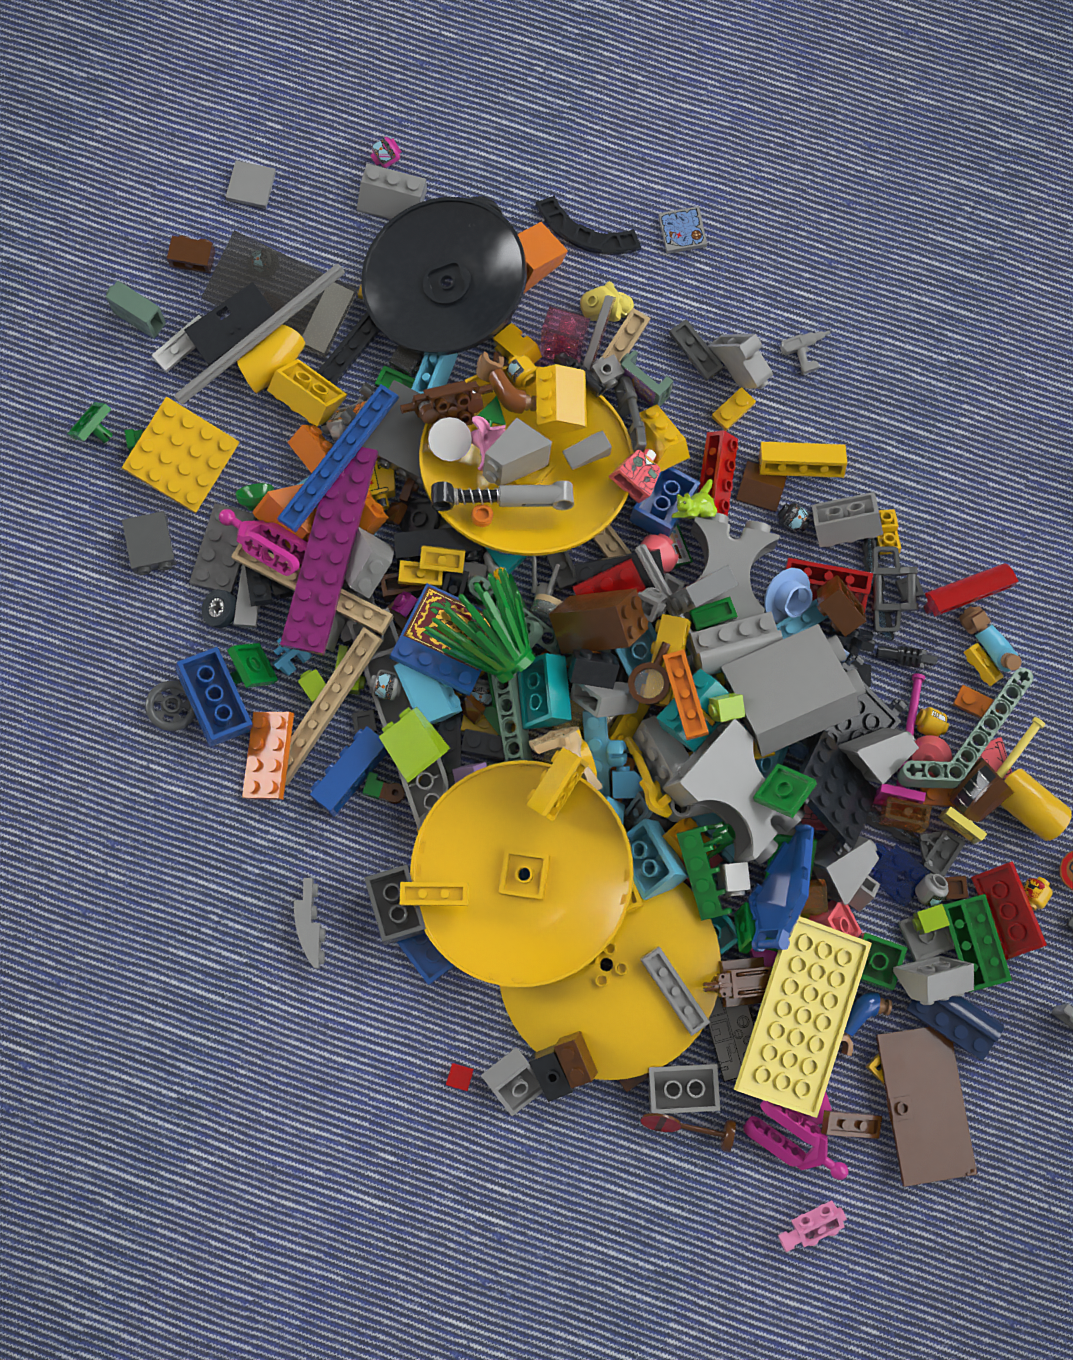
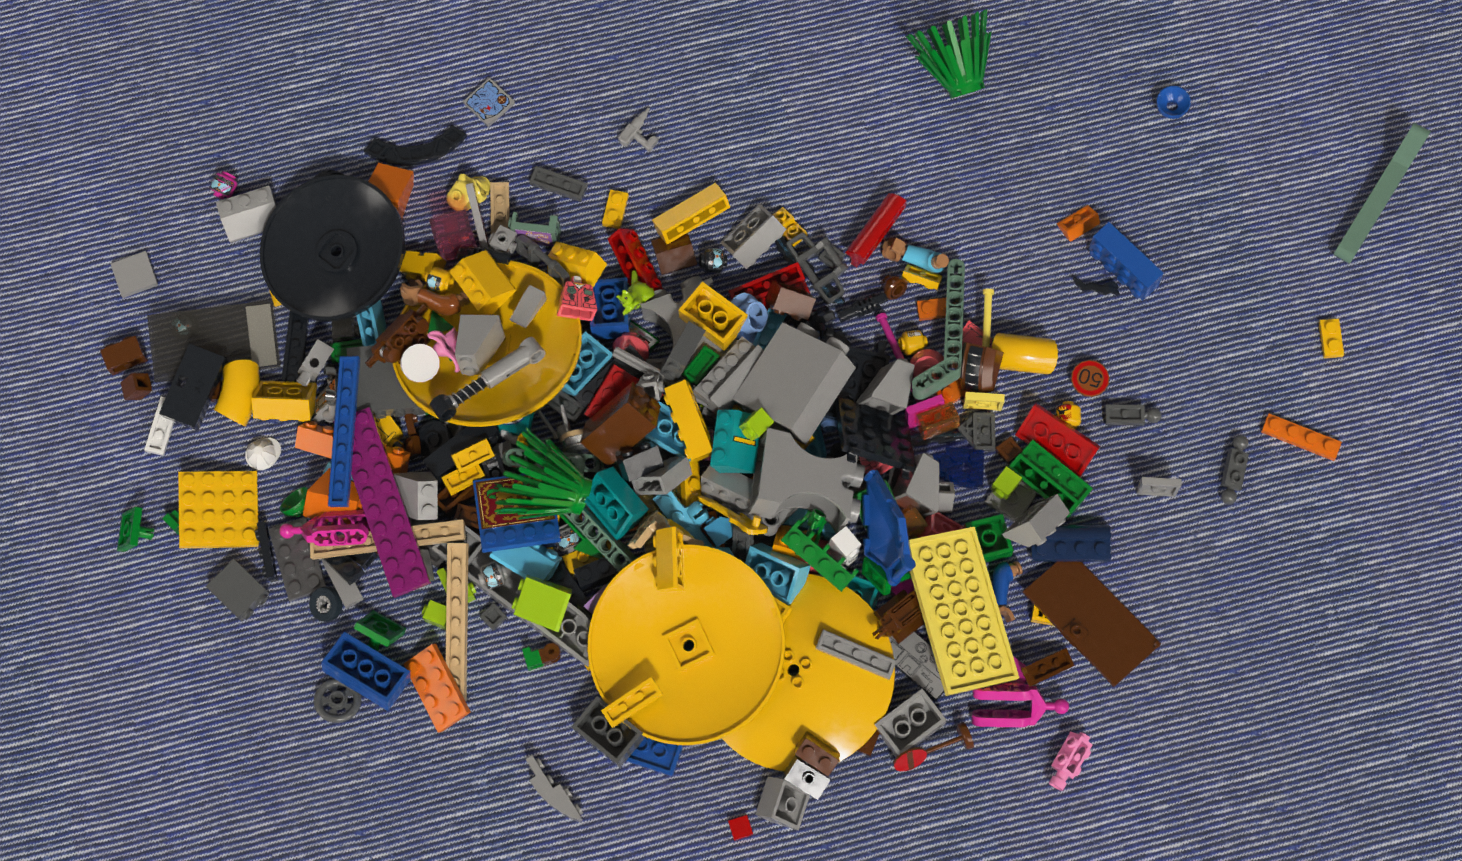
camera: 25 degrees left, 5 degrees down
(135, 309) = (109, 423): sand green brick -> none
(182, 291) = (136, 386): none -> reddish brown brick
(198, 524) = (266, 552): none -> black plate
(257, 429) = (263, 453): none -> white piece
(259, 333) = (220, 379): light grey axle -> none
(284, 663) = (401, 610): dark azure hips -> none
(349, 771) = (507, 658): blue brick -> none
(362, 371) = (314, 362): none -> light grey torso
(404, 603) = (465, 507): magenta plate -> none
(472, 709) = (569, 552): reddish brown tile -> none
(482, 515) = (482, 403): orange tile -> none
(612, 541) = (591, 361): none -> medium azure slope
(650, 681) = (687, 442): piece -> none
(685, 695) = (720, 434): orange plate -> none
(742, 359) = (598, 168): light grey brick -> none
(756, 573) = (714, 314): none -> yellow slope
(785, 790) = (838, 455): green tile -> none
(932, 889) = (992, 462): light grey head -> none
(950, 656) = (894, 286): none -> reddish brown brick

